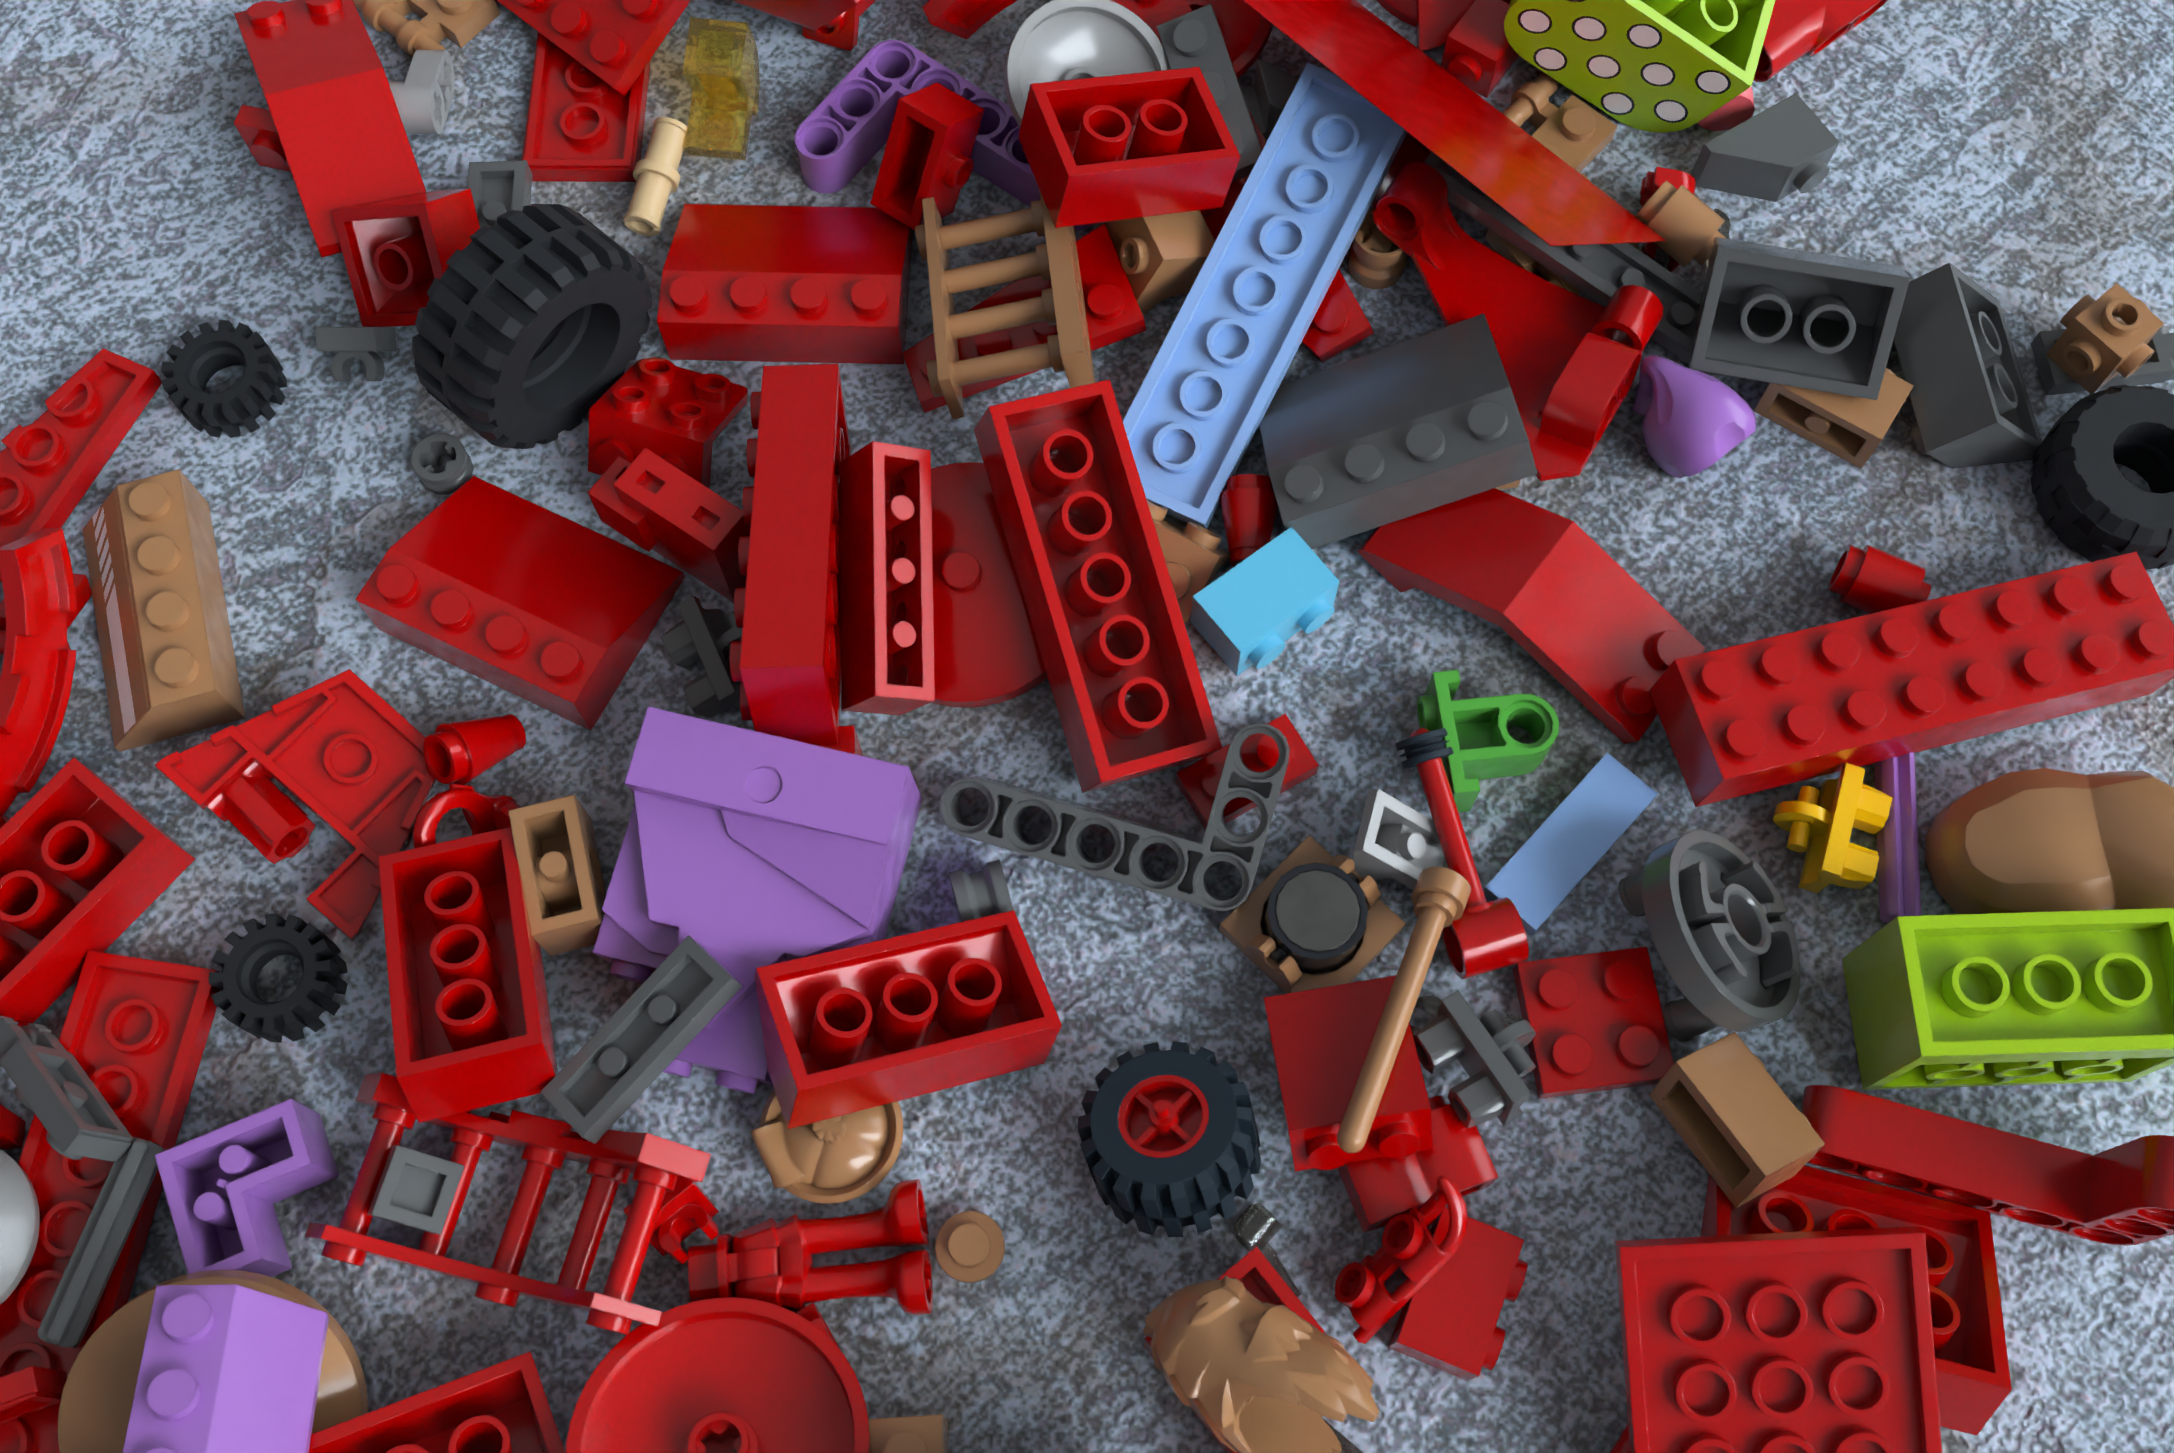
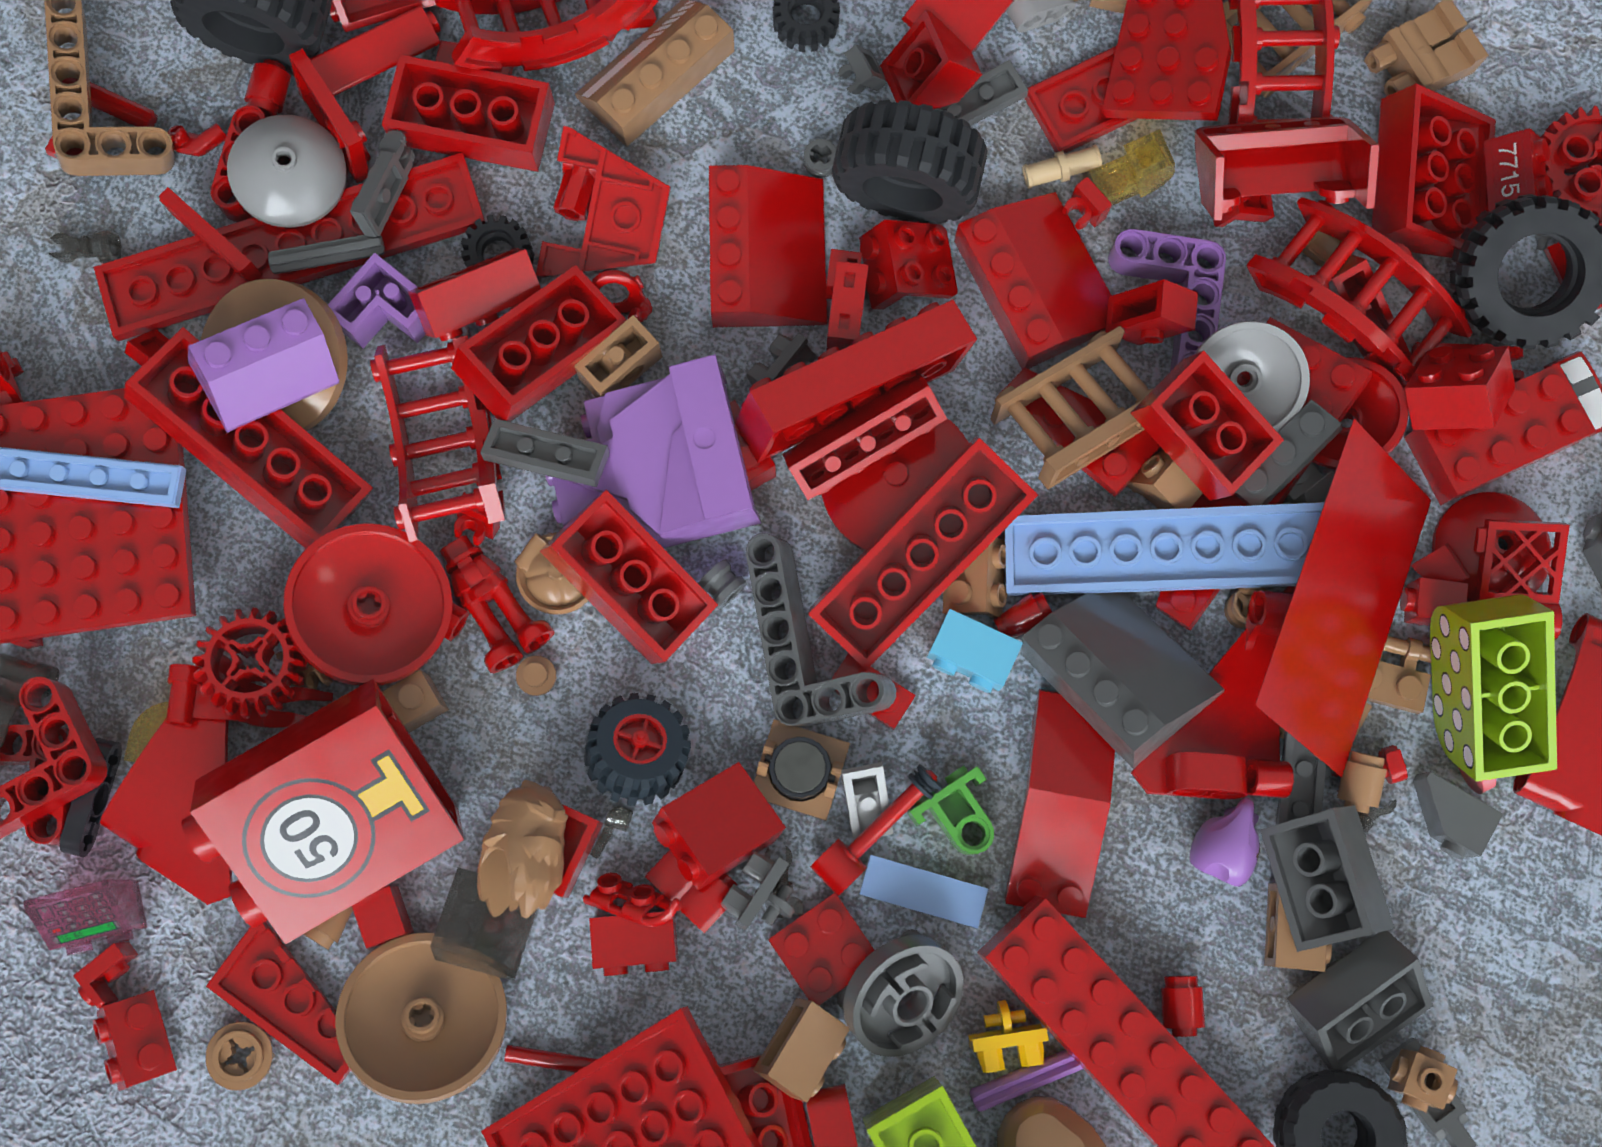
camera: 60 degrees right, 10 degrees up
(325, 1029) = (474, 294): none -> red brick
(416, 1190) = (422, 386): dark grey tile -> none
(471, 747) = (664, 273): red cone -> none
(727, 167) = (1089, 202): none -> red tile
(1437, 901) = (840, 830): medium nougat piece -> none

